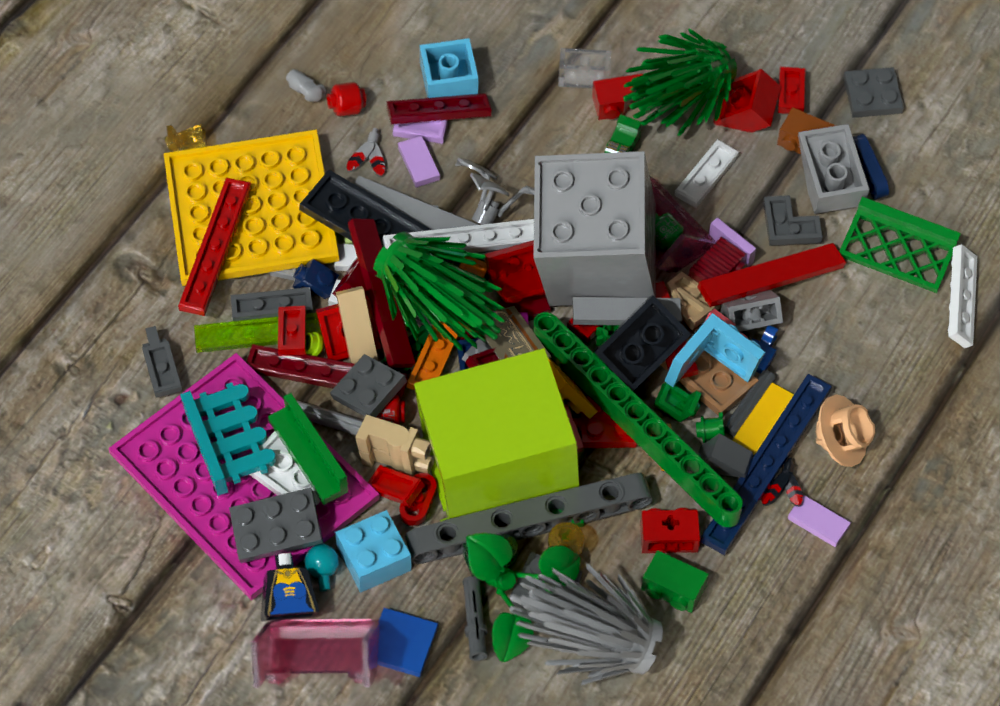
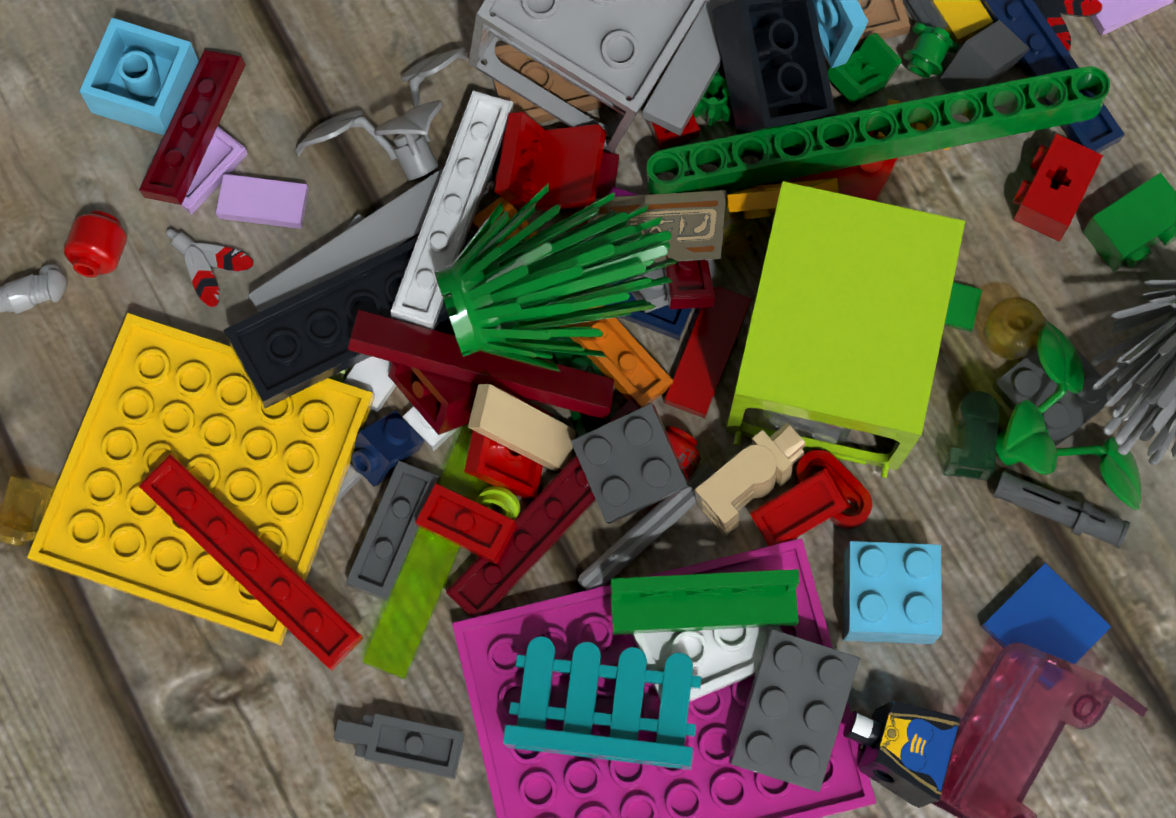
camera: 60 degrees left, 15 degrees up
(321, 563) = (878, 676): teal piece -> none
(531, 516) = (915, 511): dark grey beam -> none

